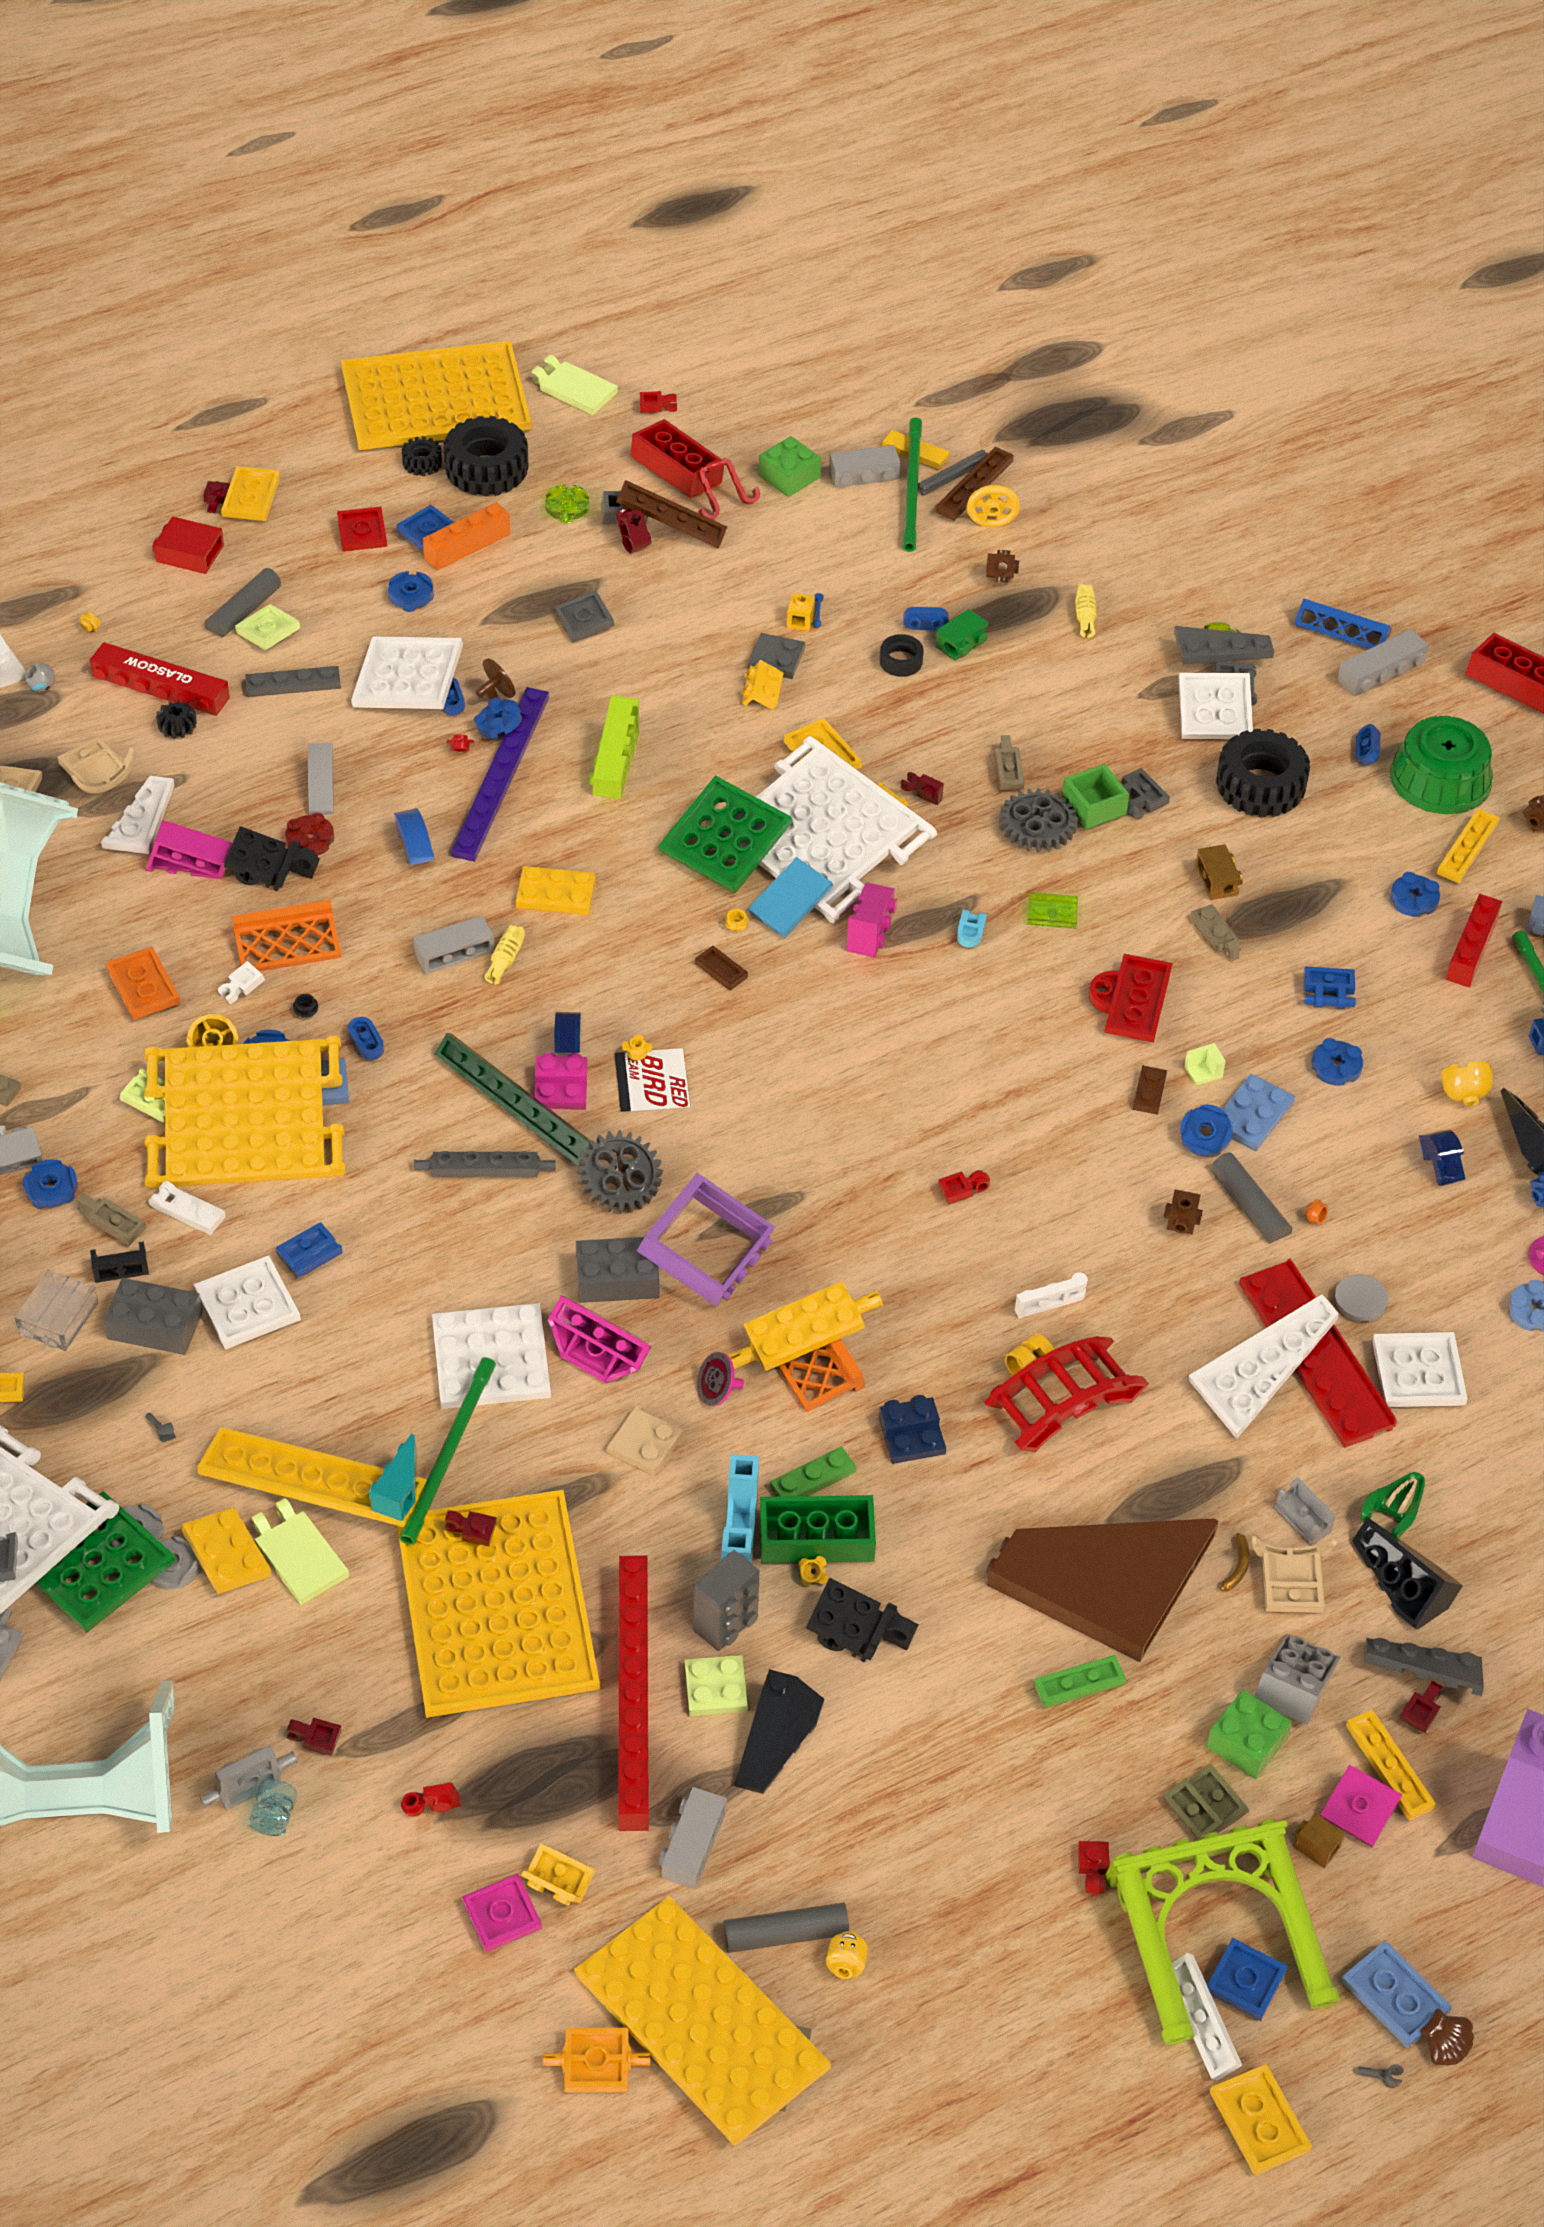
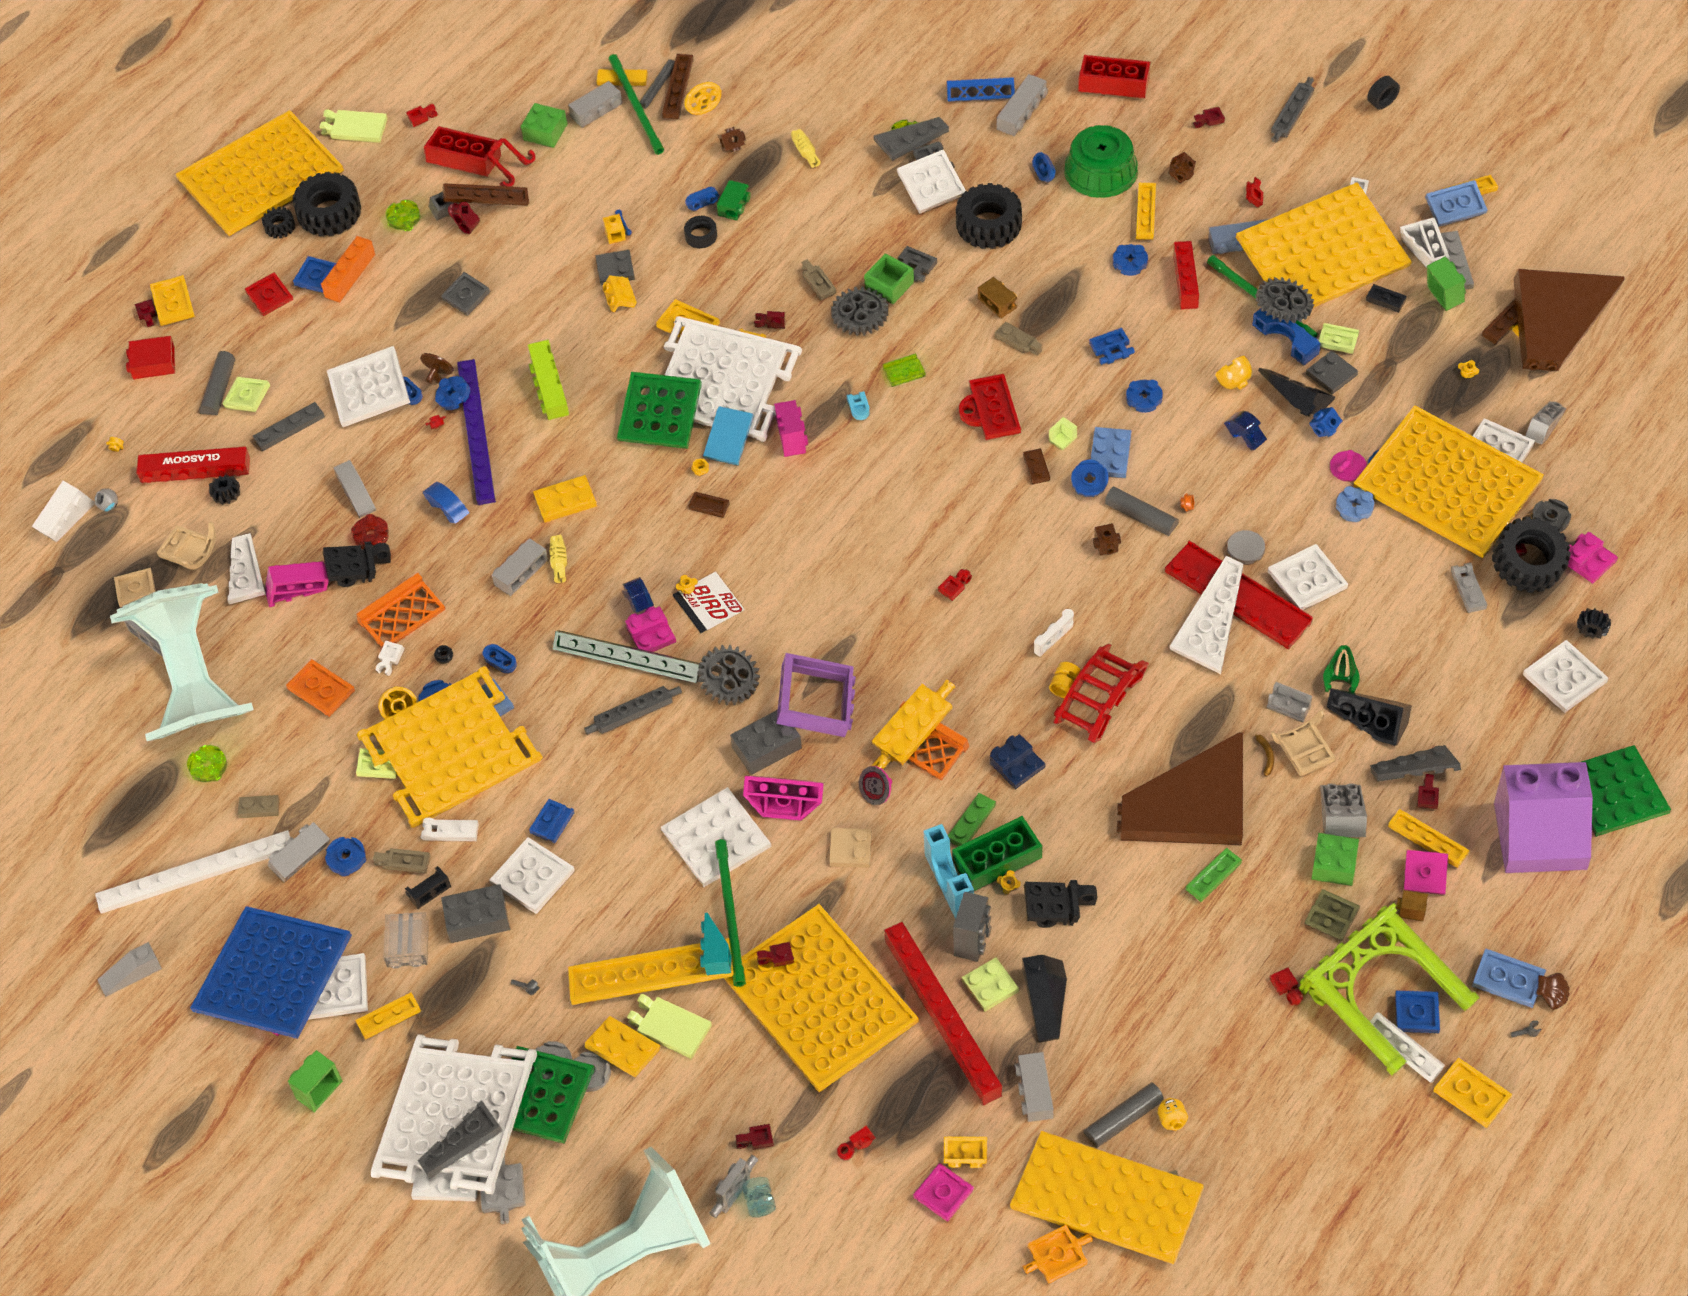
camera: 20 degrees left, 5 degrees up
(410, 600) = (335, 332): blue plate -> none

